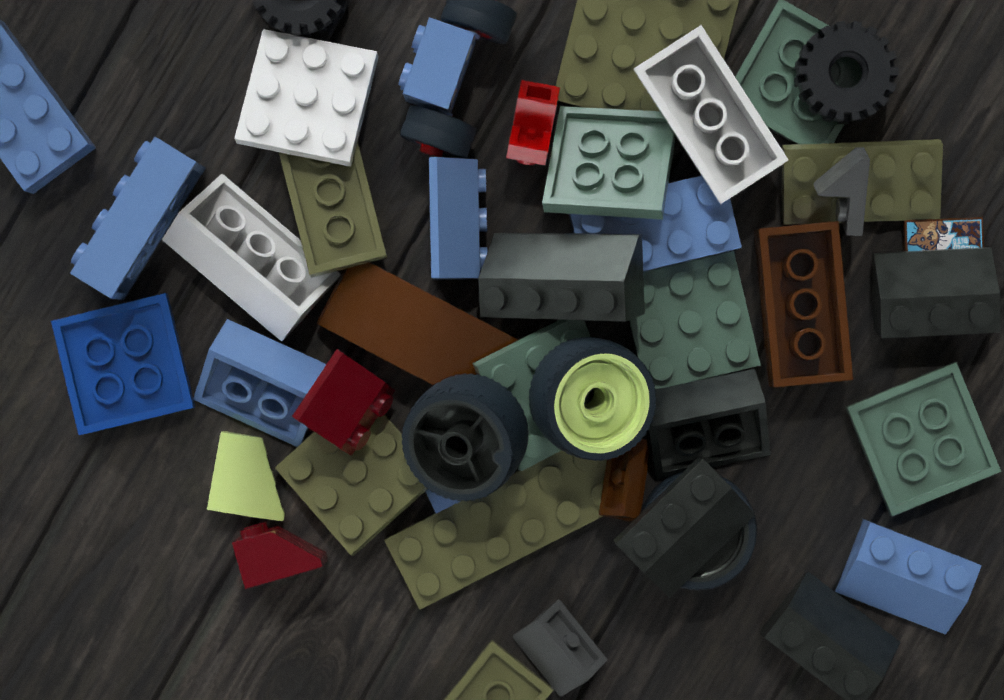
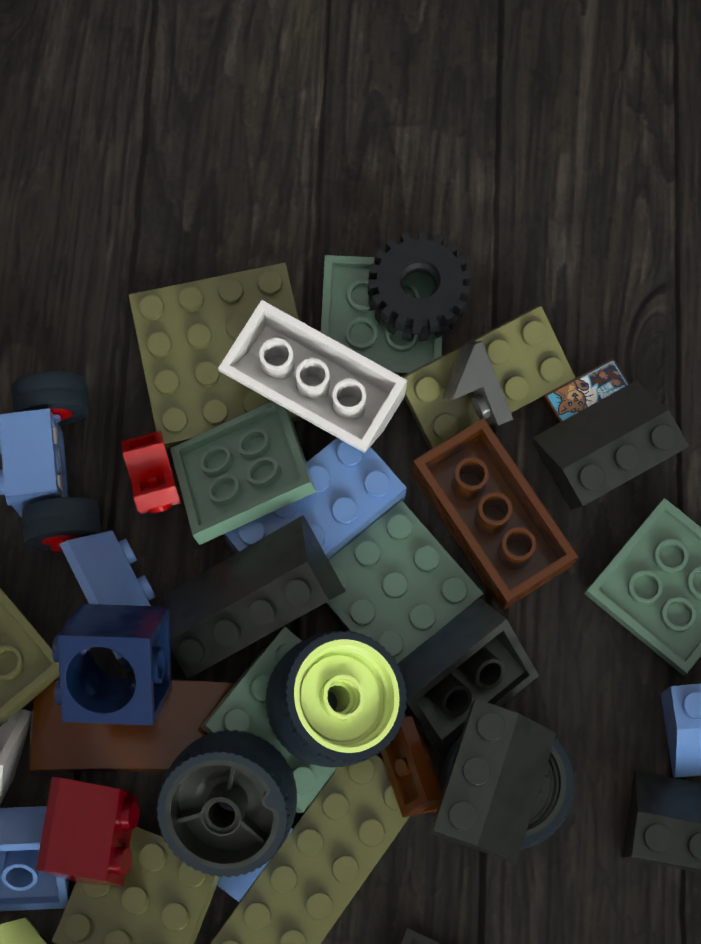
camera: 30 degrees left, 15 degrees down
(409, 308) = (93, 695): none -> dark blue brick

